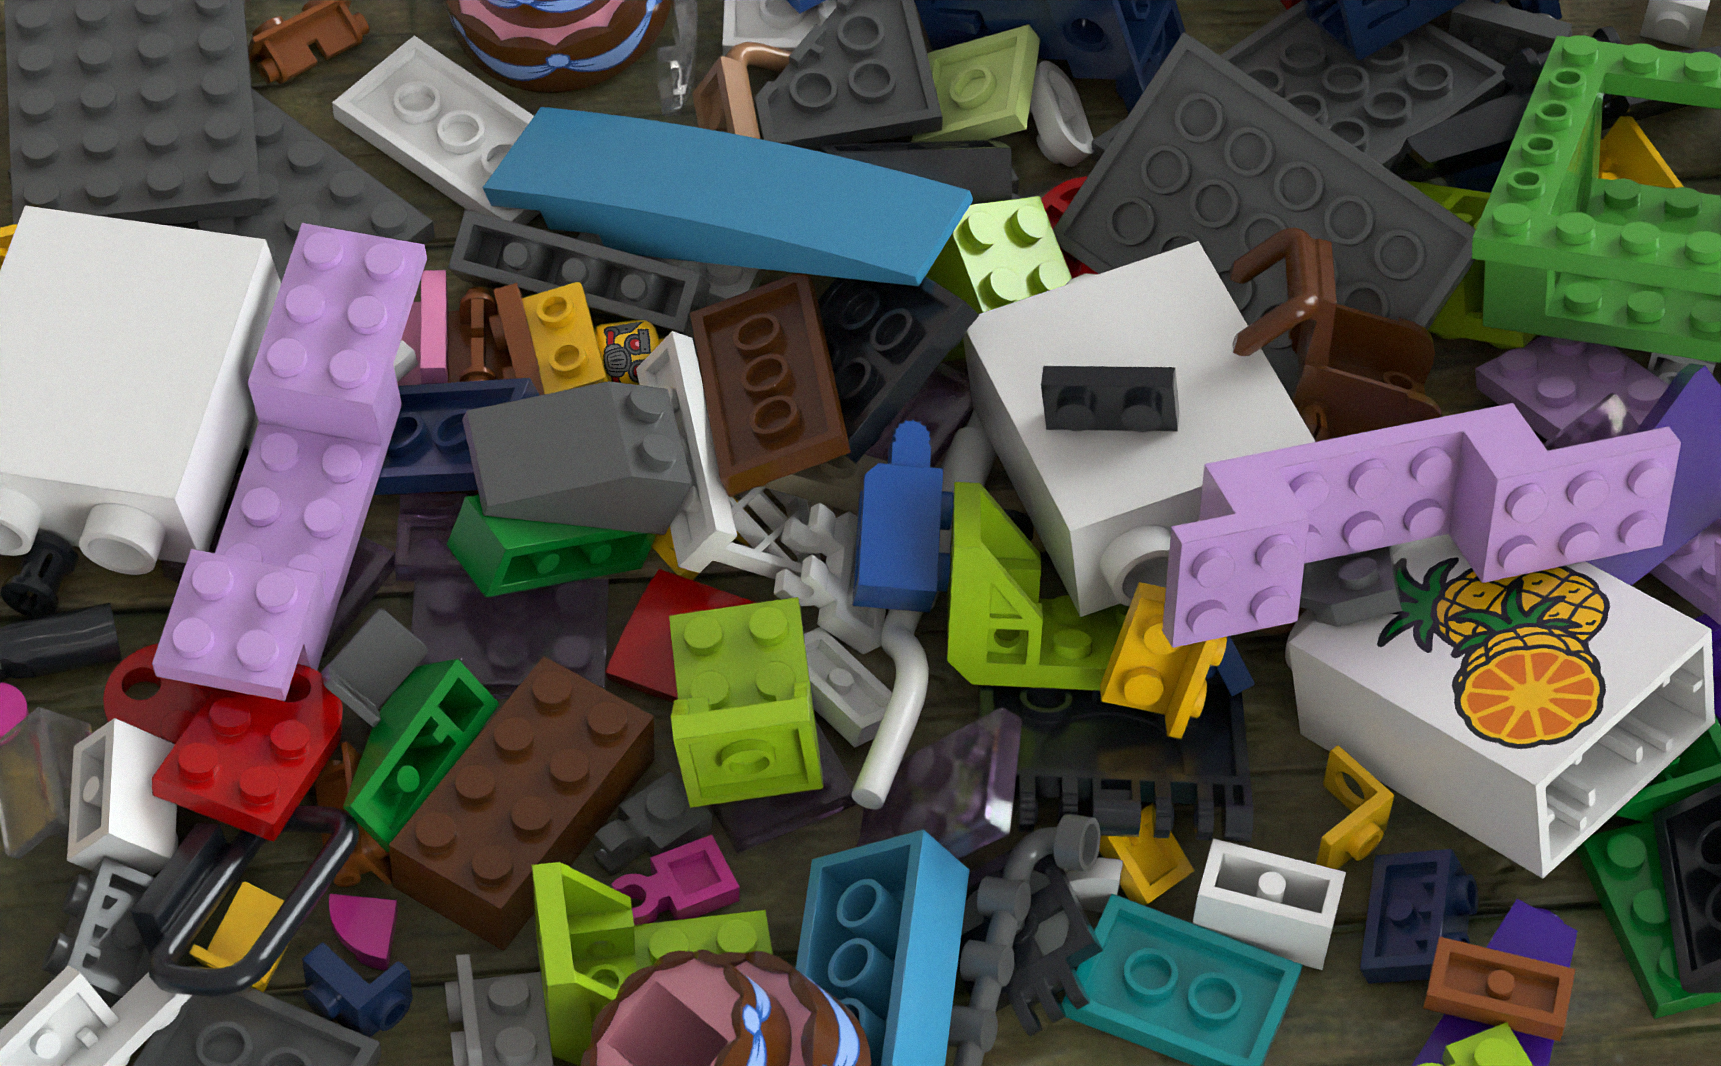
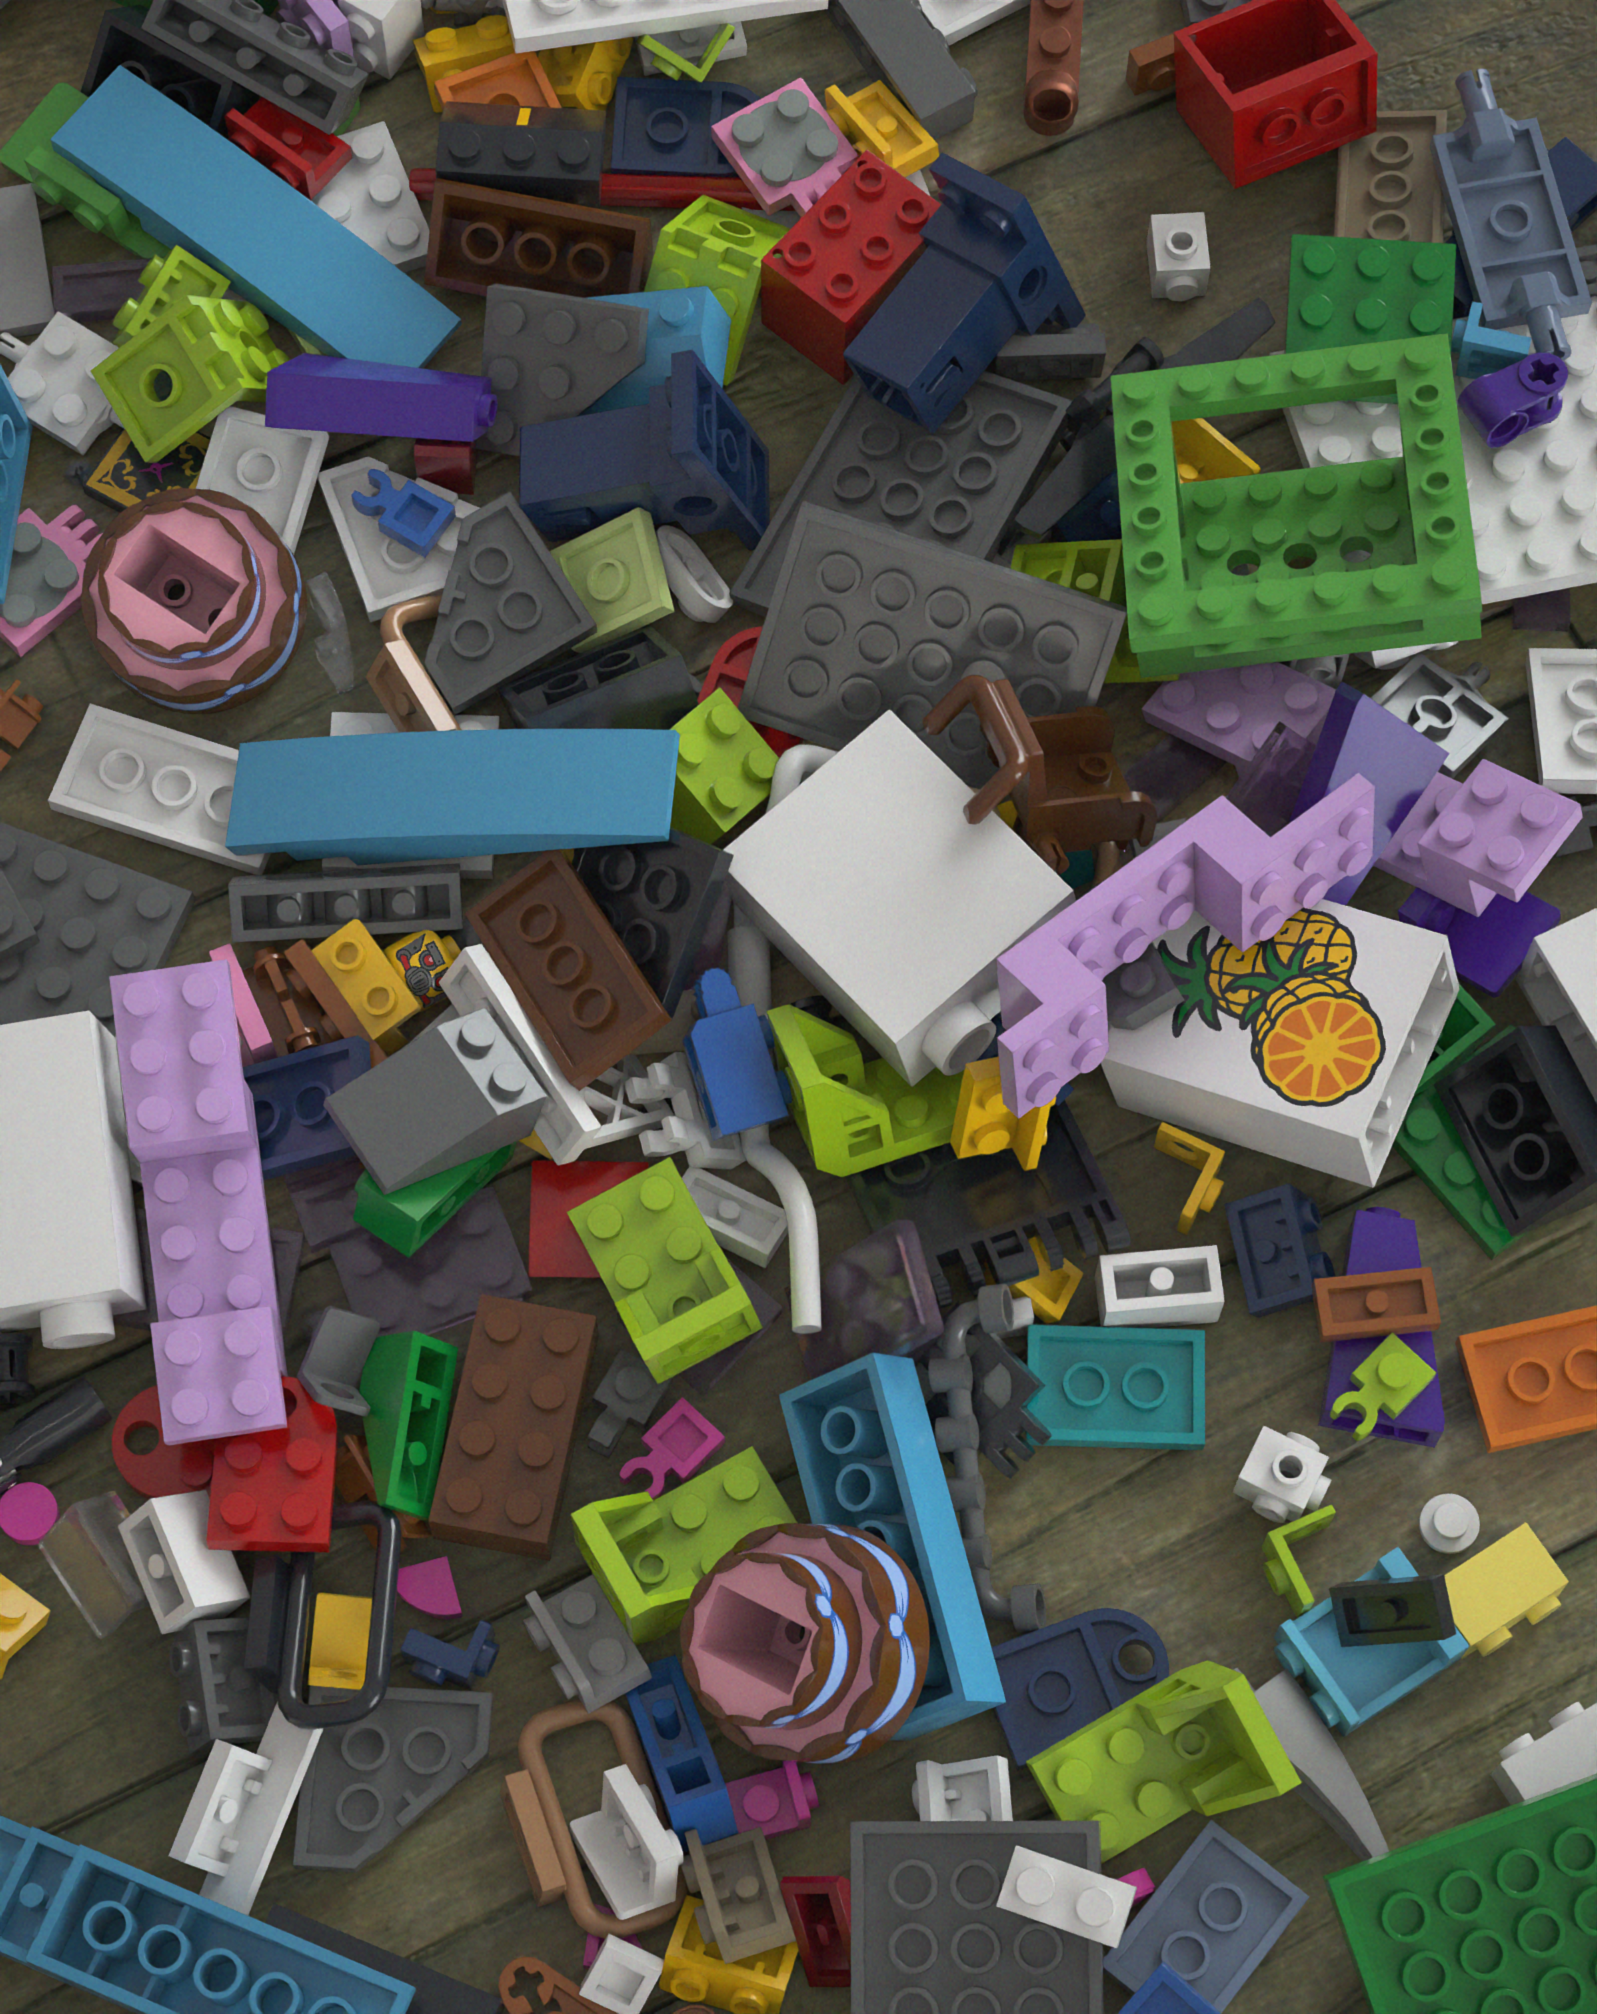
camera: 20 degrees left, 15 degrees up
(1110, 398) = (895, 904): black plate -> none

